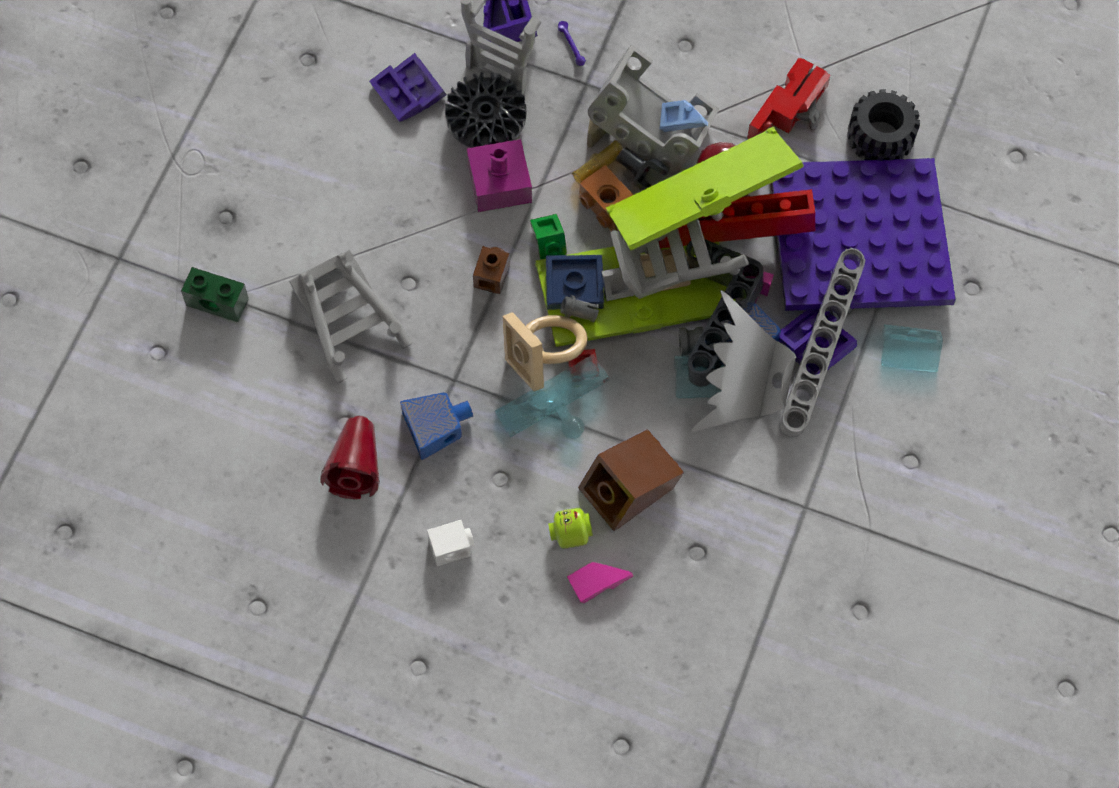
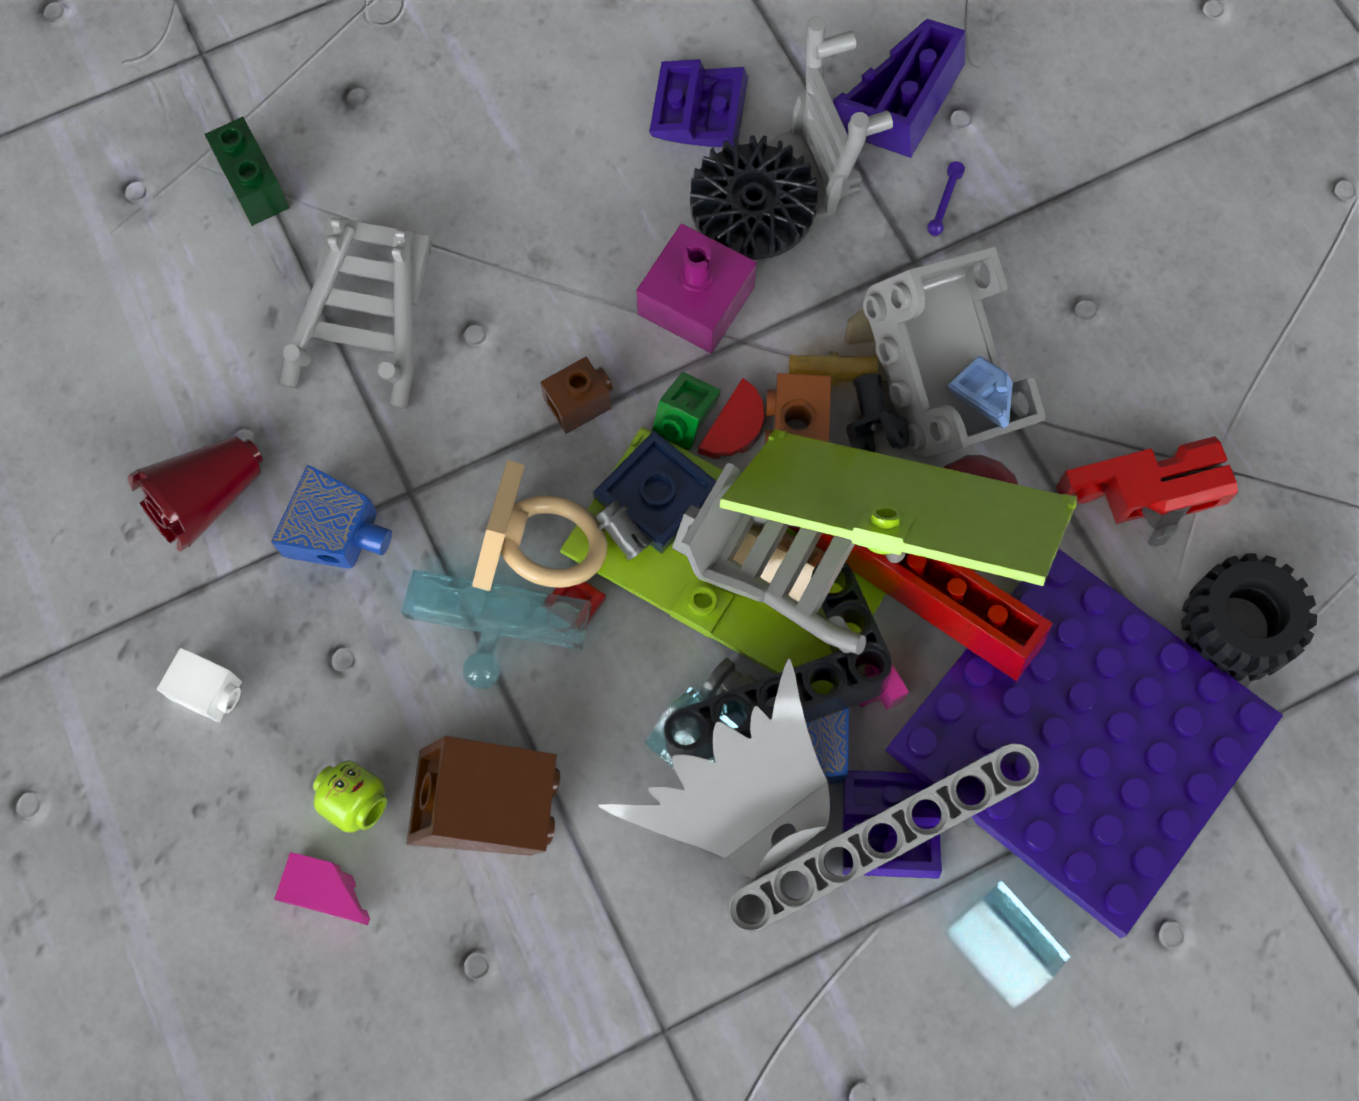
camera: 45 degrees right, 5 degrees up
(578, 224) = (736, 425): none -> red tile

